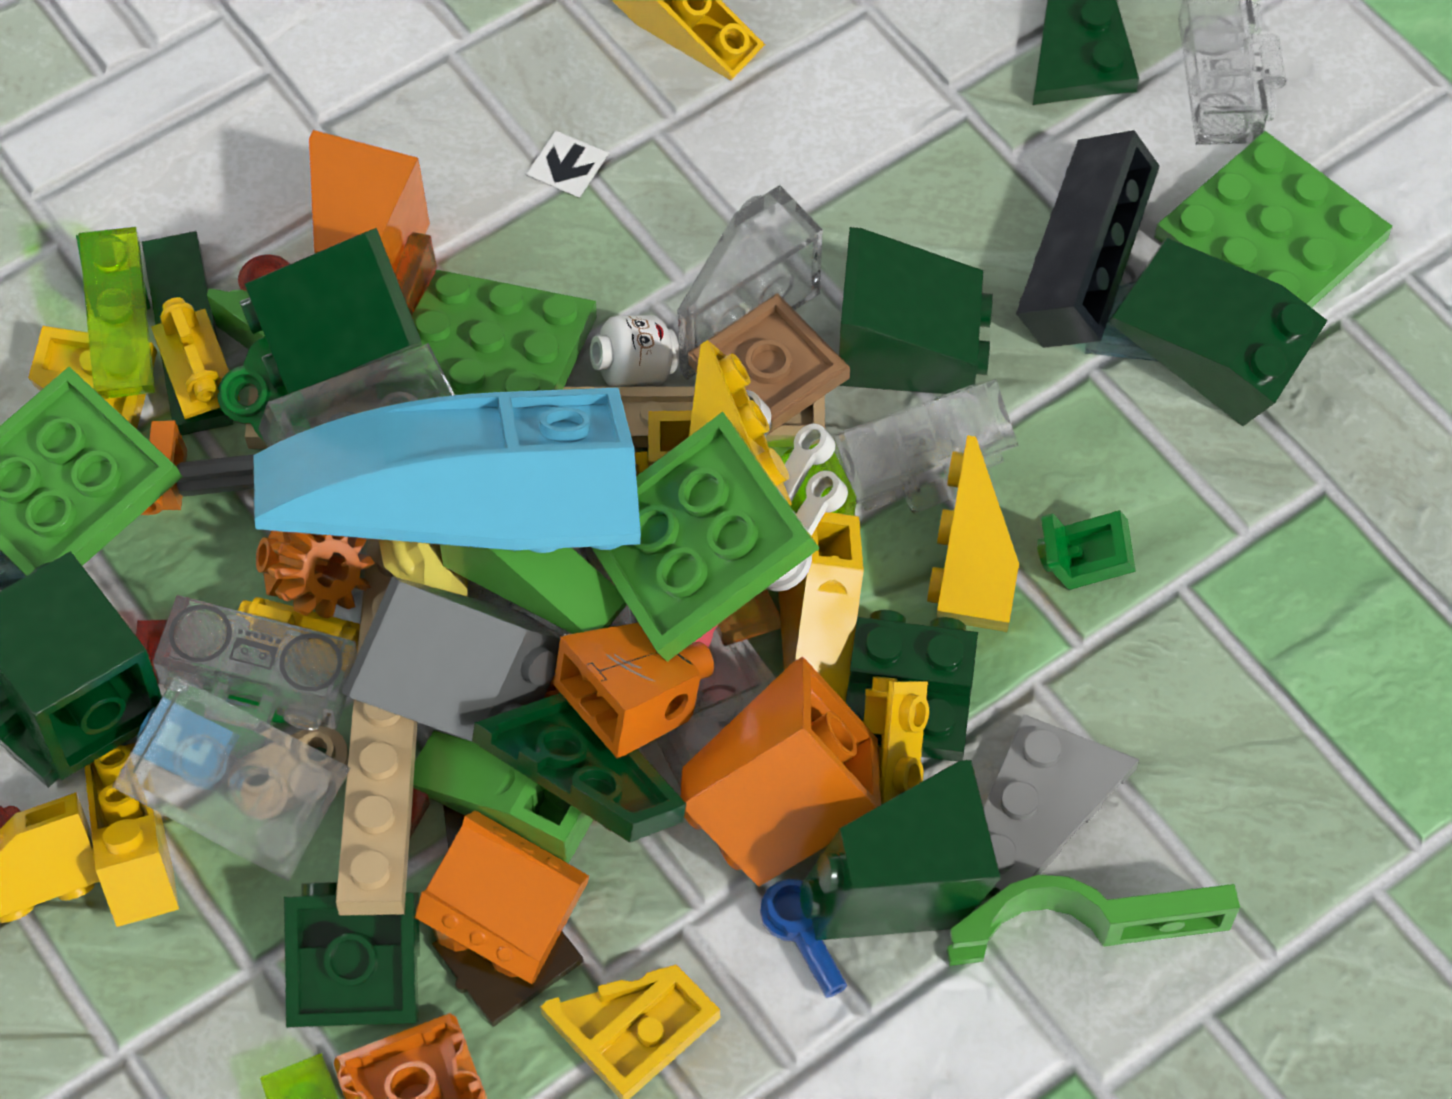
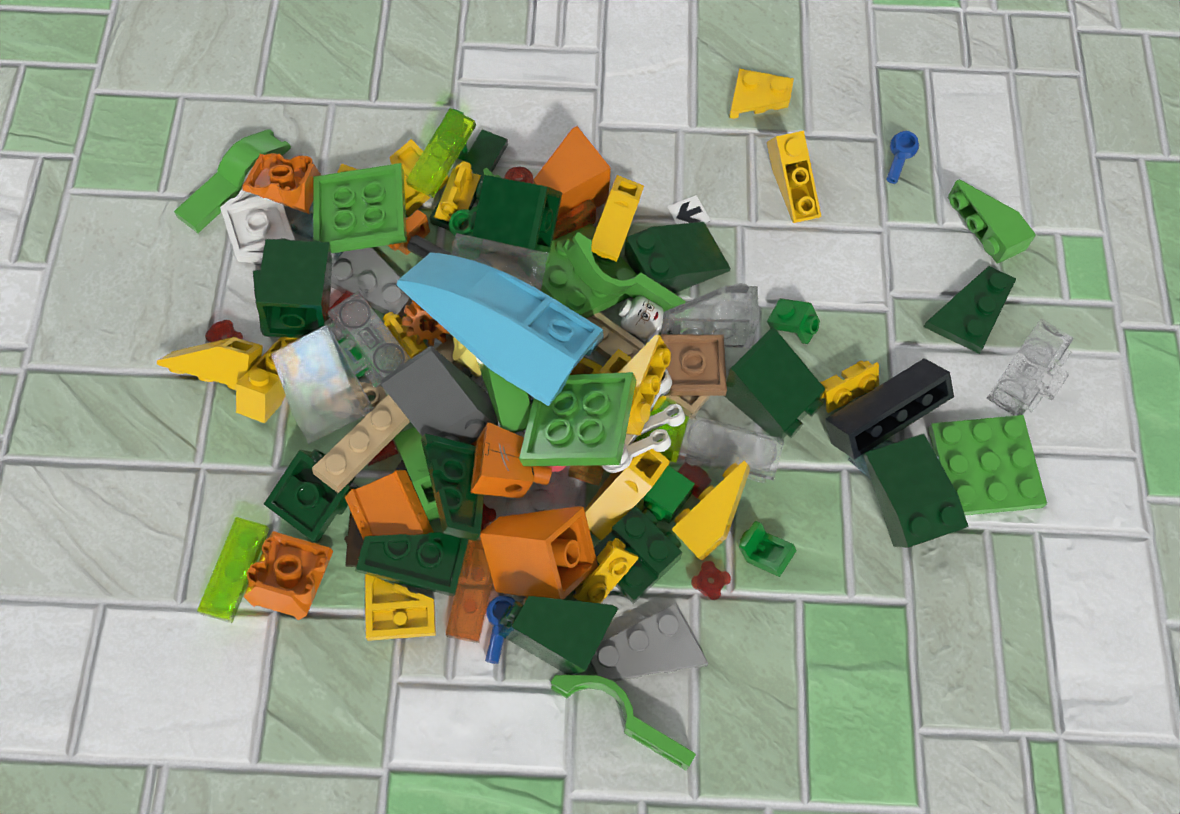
camera: 35 degrees right, 5 degrees up
(148, 572) = (371, 276): none -> light grey wing
(477, 230) = (616, 218): none -> yellow slope
(533, 331) = (589, 272): none -> bright green piece
(603, 928) = (420, 560): none -> dark green wing
(604, 238) = (676, 255): none -> dark green slope
(721, 915) = (471, 596): none -> clear orange tile
(853, 202) = (795, 318): none -> green bracket
(890, 570) = (668, 494): none -> green brick
(905, 527) = (697, 476): none -> clear red plate
(1011, 231) = (857, 380): none -> yellow hinge
(1044, 663) = (701, 583): none -> clear red plate

